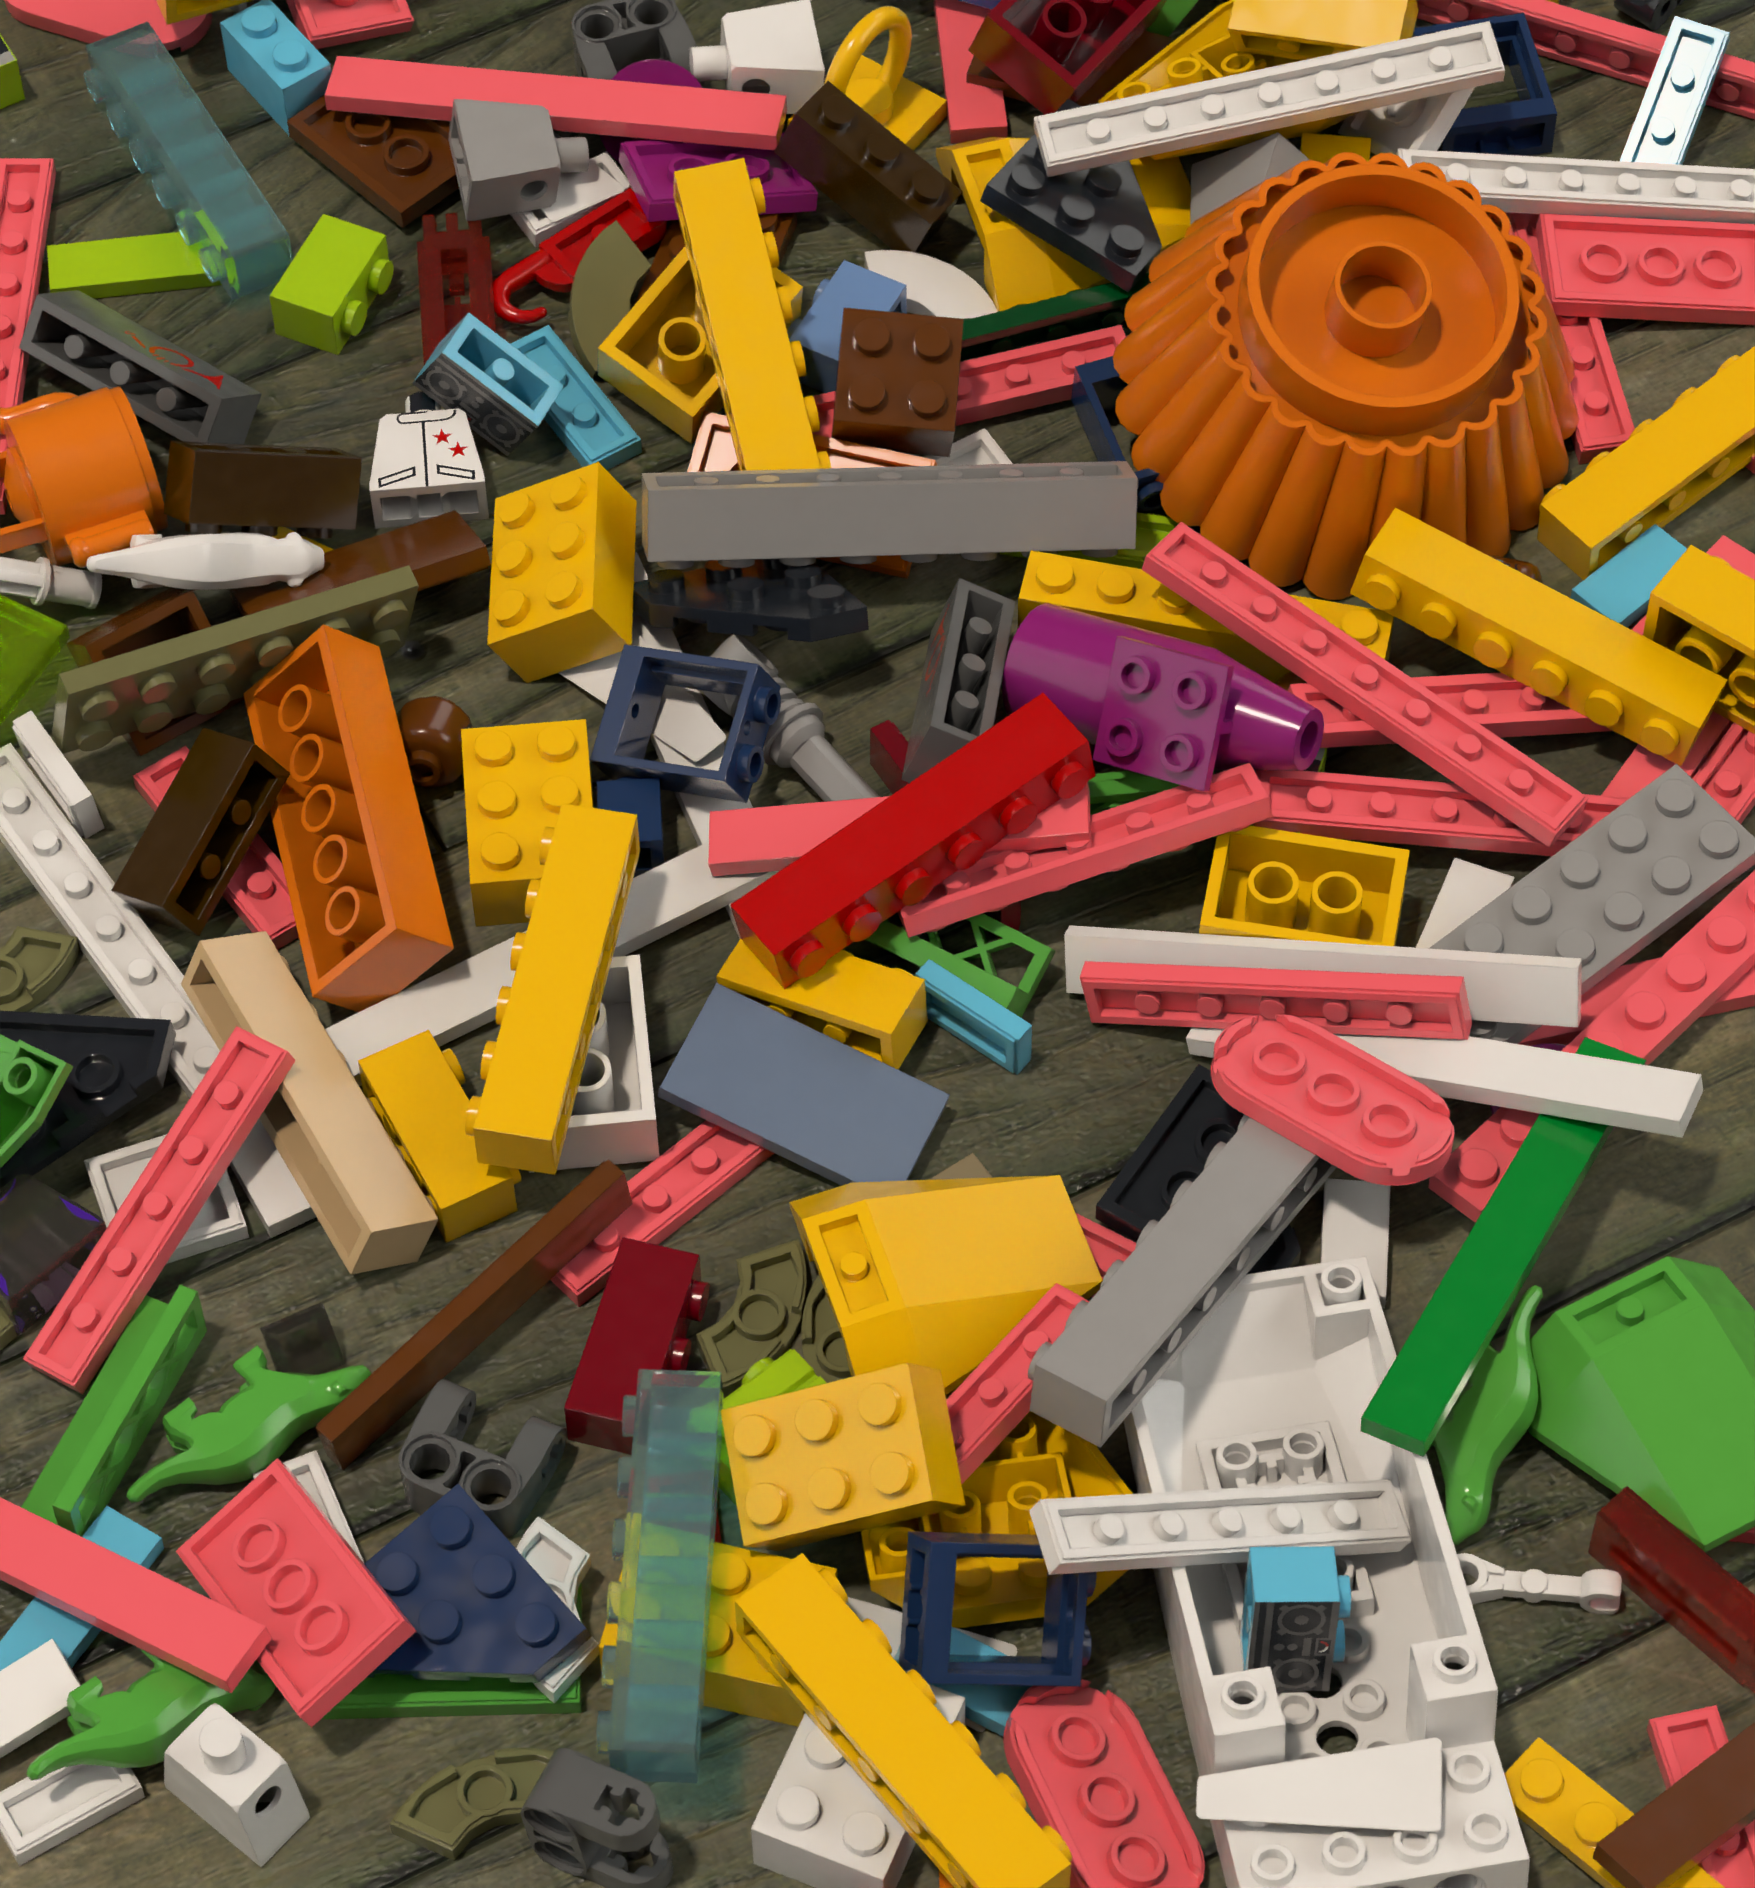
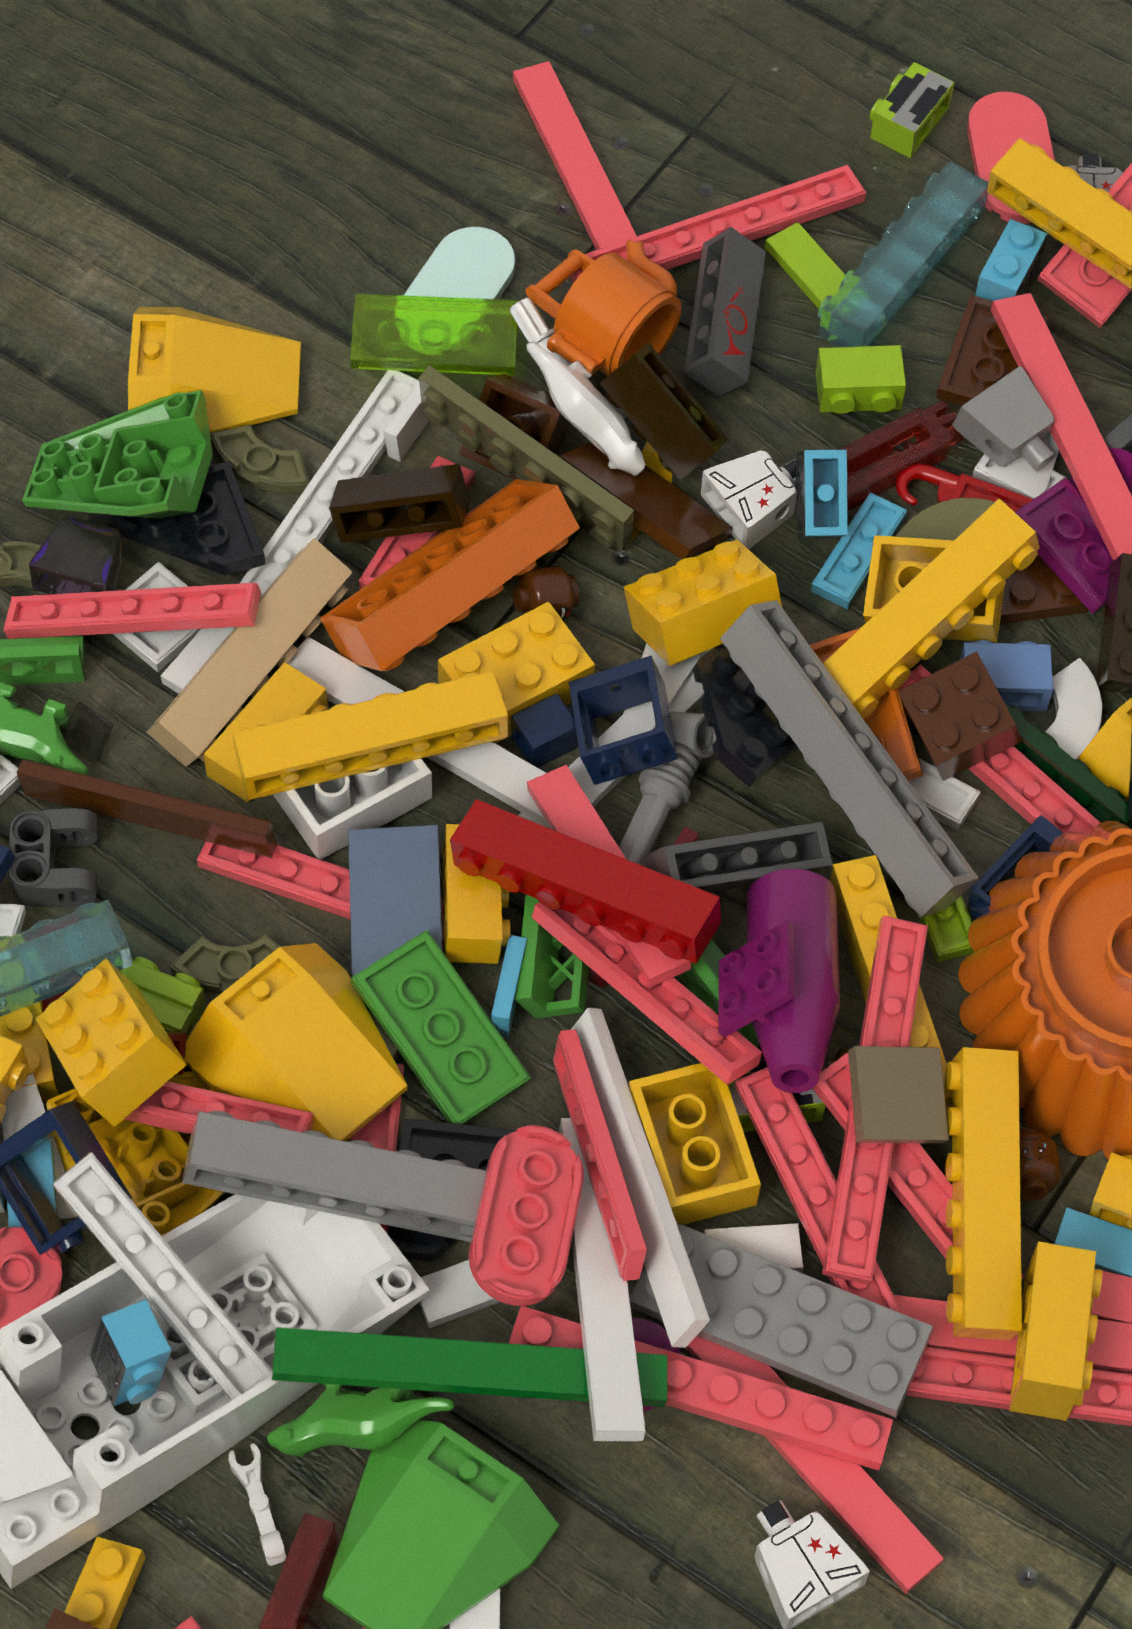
camera: 60 degrees right, 5 degrees up
(637, 1326) = (176, 904): dark red brick -> none
(993, 1114) = (440, 1029): none -> bright green tile
(1383, 651) = (898, 1095): none -> dark tan tile

